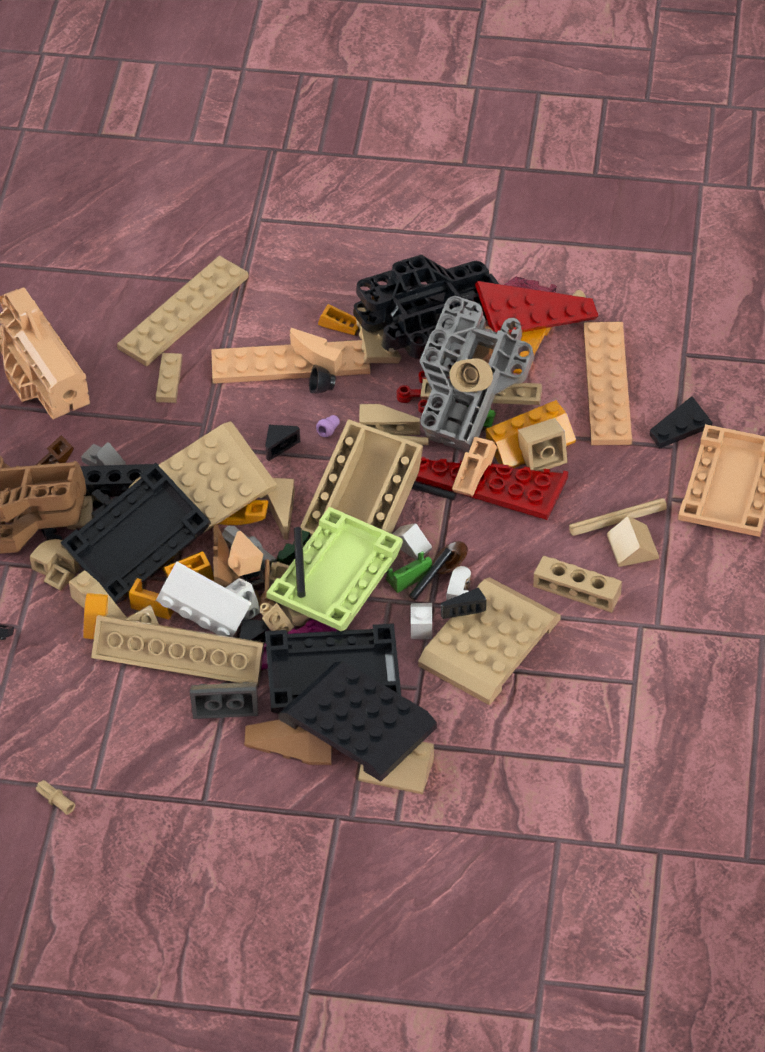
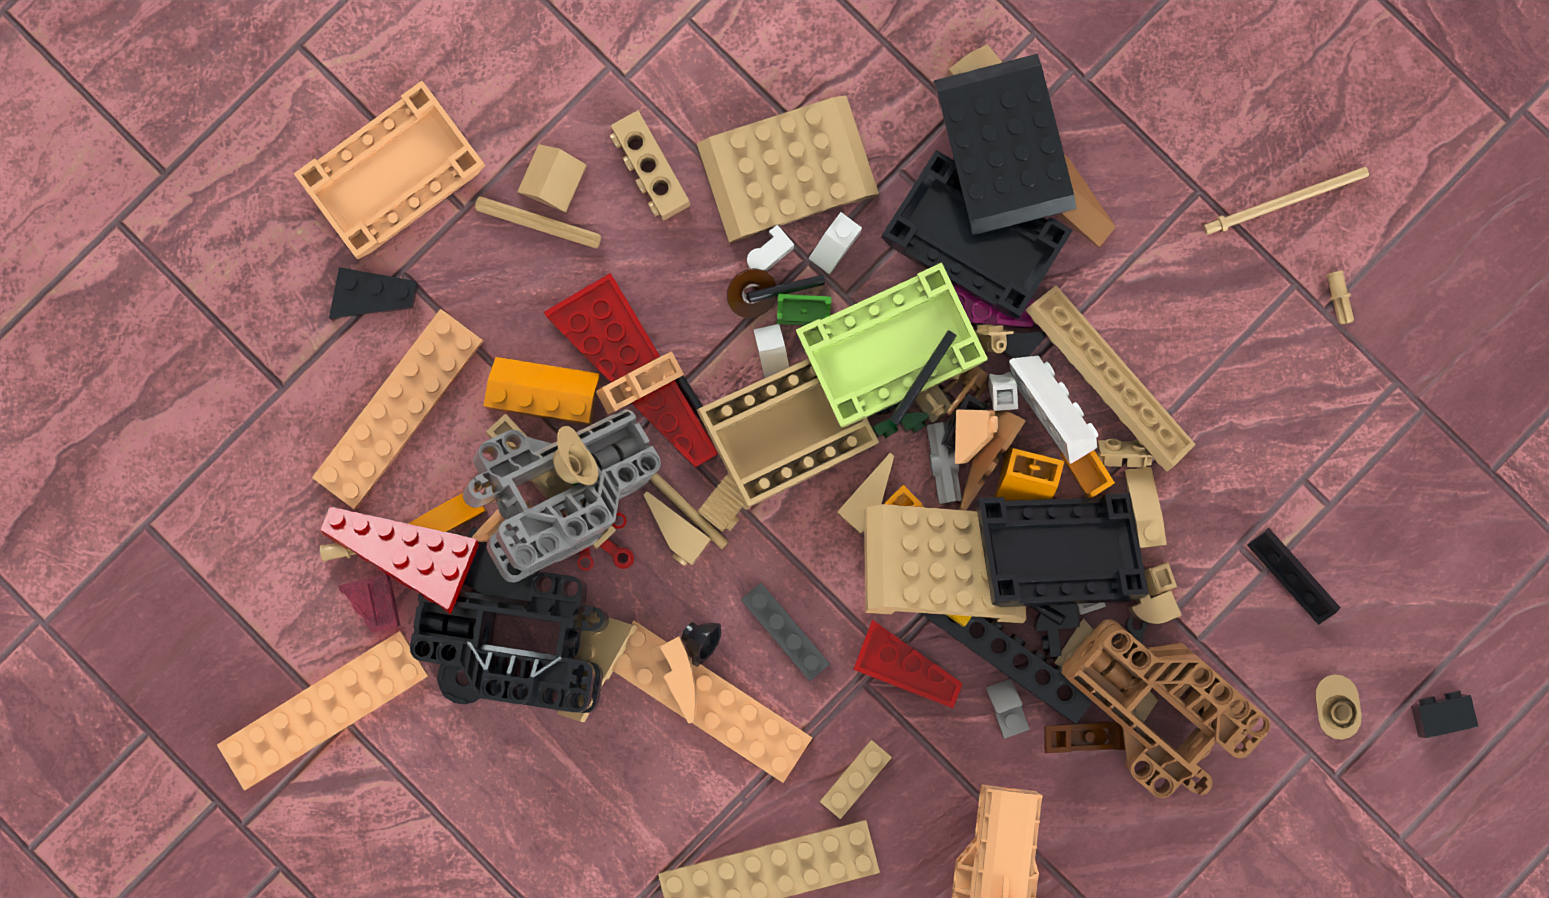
camera: 145 degrees left, 35 degrees up
(94, 605) = (1163, 485): light orange slope -> none
(171, 790) = (1222, 223): none -> tan bar
(174, 440) = (900, 665): none -> red wing
(224, 700) = (1104, 285): dark grey slope -> none
(266, 415) = (785, 631): none -> dark grey plate
(280, 439) = (806, 590): black slope -> none
(326, 426) = (740, 571): lavender piece -> none
(329, 321) = (625, 738): light orange slope -> none
(464, 604) = (790, 203): black slope -> none
(512, 227) = (322, 710): none -> light nougat plate
(543, 445) = (544, 361): tan slope -> none

